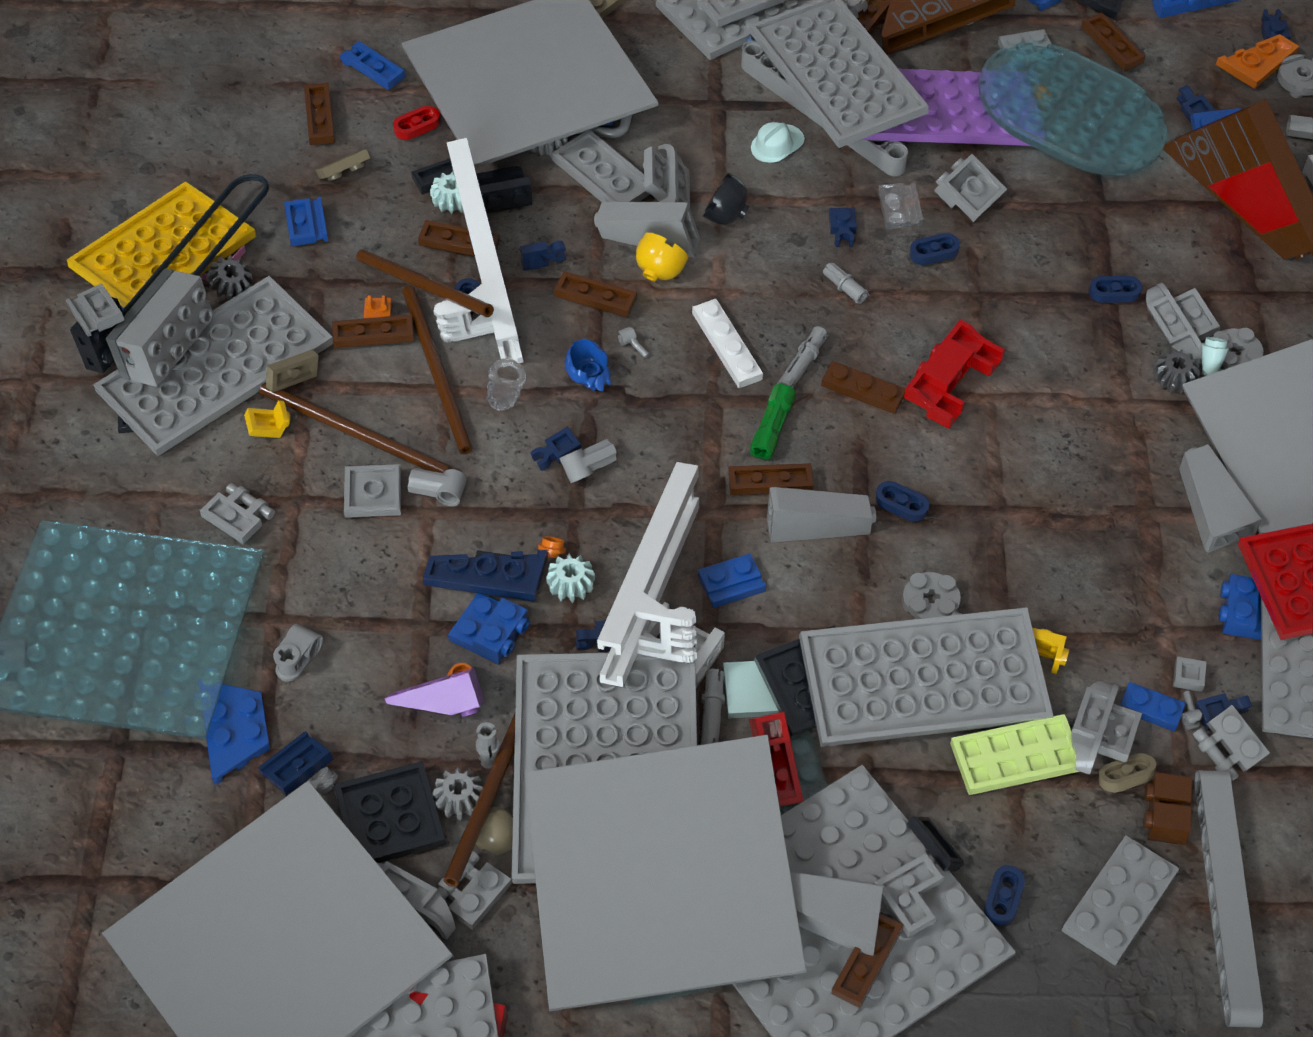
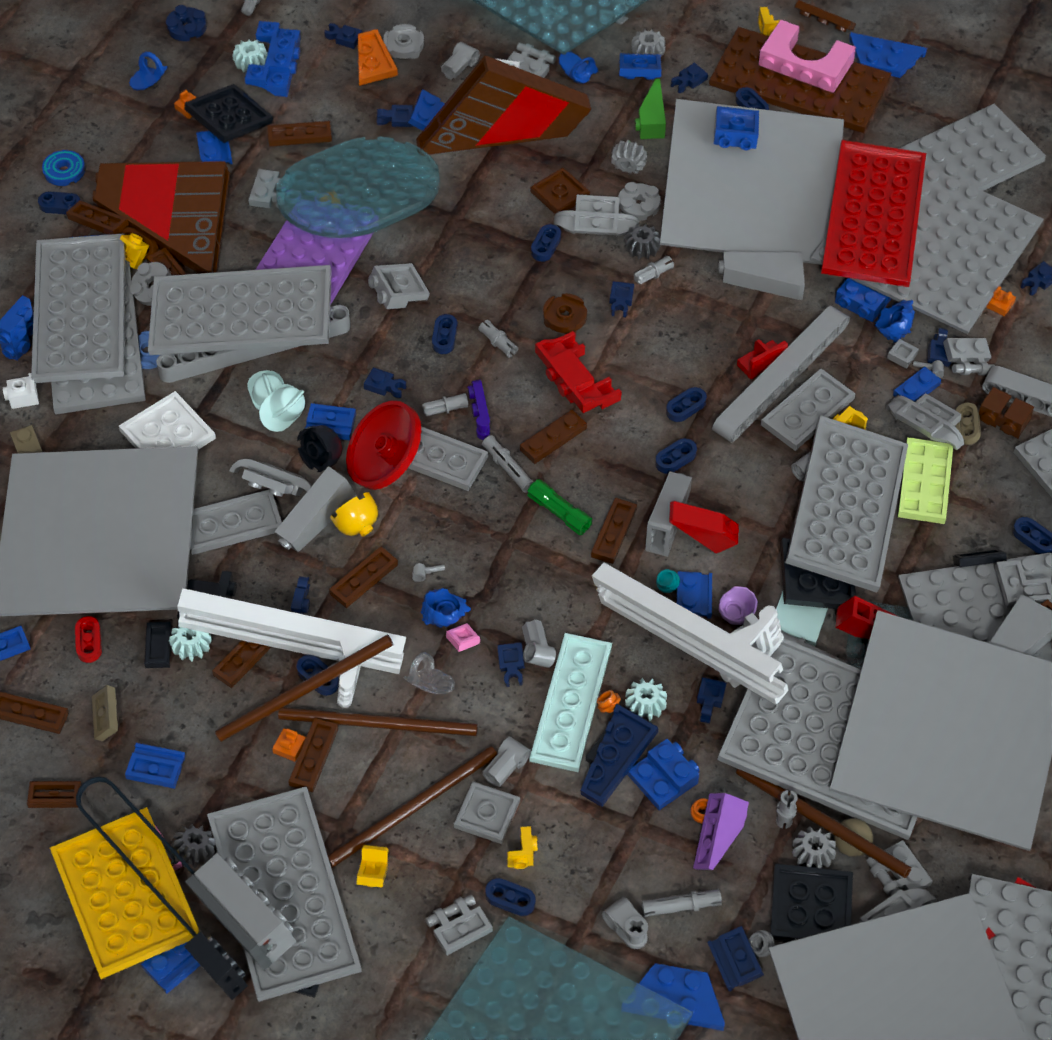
camera: 65 degrees left, 0 degrees up
(95, 310) = (213, 949): light grey plate -> none
(239, 151) = (53, 799): none -> reddish brown tile
(284, 546) = (511, 897): none -> dark blue plate
(291, 371) = (327, 822): dark tan plate -> none
(343, 536) = (524, 857): none -> yellow bracket
(347, 701) = (690, 901): none -> light grey pin
(530, 516) = (571, 702): none -> light aqua tile
(567, 398) = (462, 637): none -> bright pink tile
(683, 85) = (167, 424): none -> white plate
(727, 343) = (461, 507): white plate -> none
(732, 547) = (667, 581): none -> teal plate
(733, 619) = (737, 604): none -> lavender hair
(748, 242) = (383, 445): none -> red dish
(758, 156) = (282, 407): none -> light aqua piece
(767, 200) = (337, 418): none -> blue plate
(776, 298) = (448, 459): none -> light grey plate
(808, 545) = (705, 526): none -> red slope
(856, 311) = (479, 409): none -> dark purple plate
(900, 205) = (388, 337): clear plate -> none
(931, 584) = (770, 464): light grey plate -> none
(959, 295) = (498, 338): none -> light grey pin
(978, 487) = (684, 404): none -> dark blue plate
(1030, 351) = (564, 323): none -> reddish brown plate
(1050, 603) = (798, 415): none -> light grey plate
(1081, 562) = (780, 373): none -> light grey beam
(1087, 378) = (621, 297): none -> dark blue plate
(1090, 538) = (761, 357): none -> red panel
(1143, 395) = (653, 270): none -> light grey axle
(1199, 273) = (559, 191): none -> reddish brown tile
(1213, 355) = (643, 212): light aqua cone -> none
(1230, 649) = (896, 321): none -> blue hair
(1284, 315) = (629, 157): none -> light grey gear

